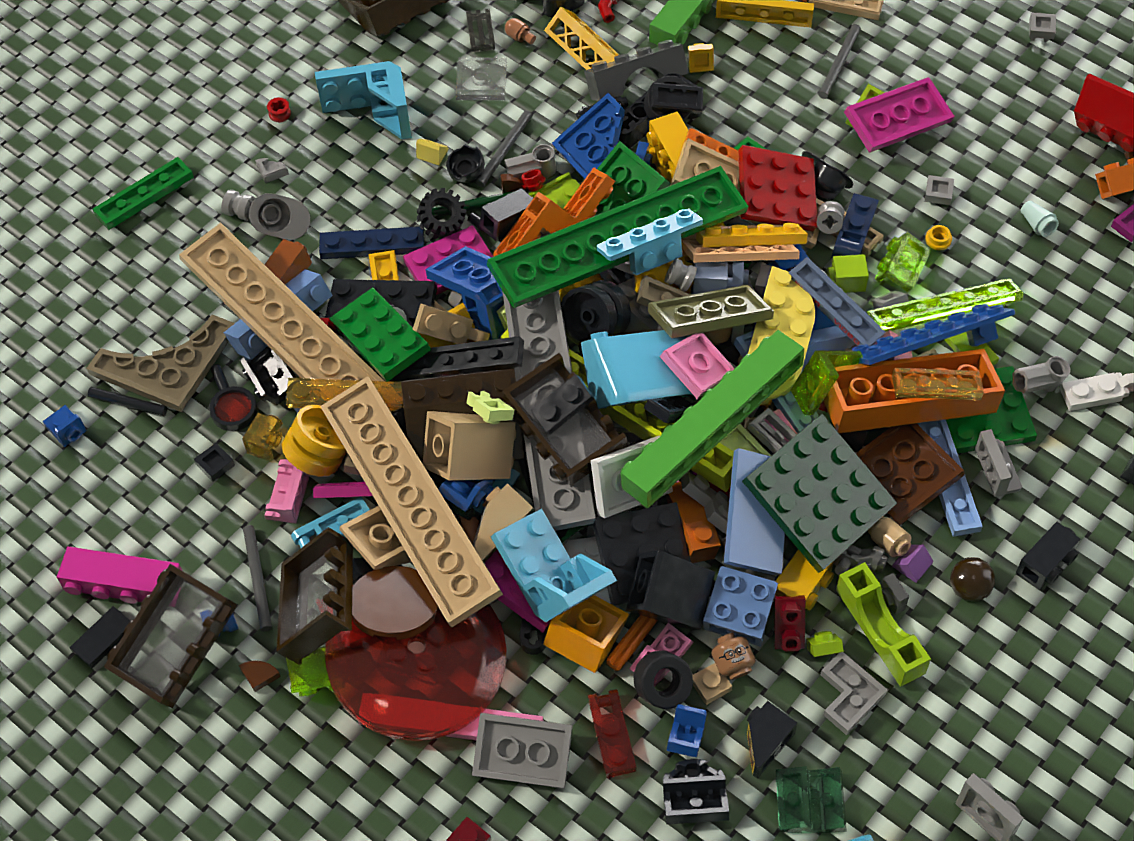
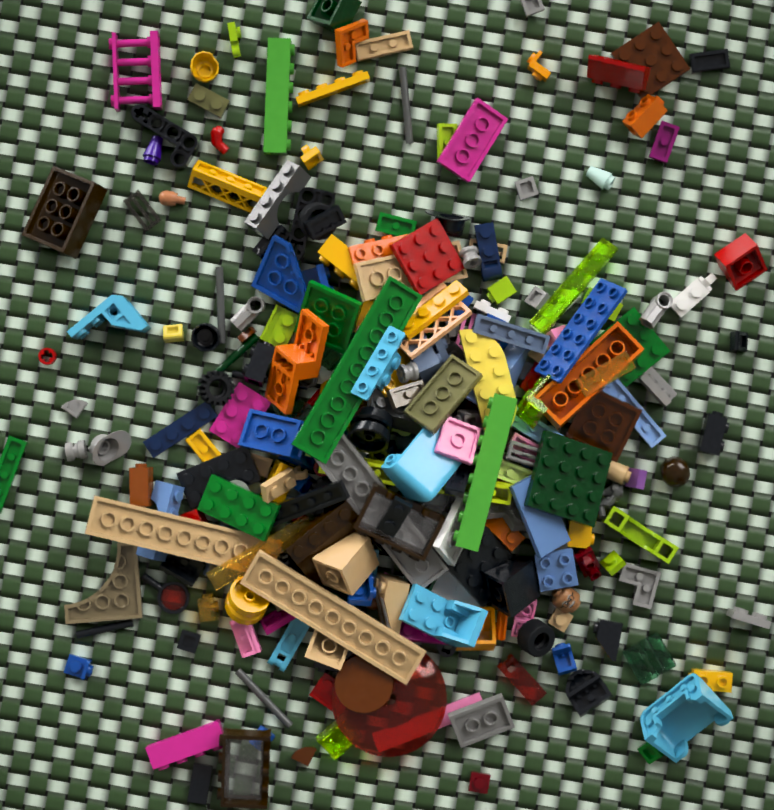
camera: 35 degrees left, 30 degrees up
(315, 595) = (315, 703): dark brown window -> none
(481, 78) = (169, 253): clear tile -> none
(490, 409) = (351, 542): yellowish green plate -> none
(533, 180) = (254, 325): red plate -> none
(894, 594) = (635, 509): dark grey plate -> none
(903, 261) = (530, 261): clear neon green bracket -> none
(938, 232) = (547, 223): yellow plate -> none
(1017, 86) = (538, 71): none -> light orange bracket

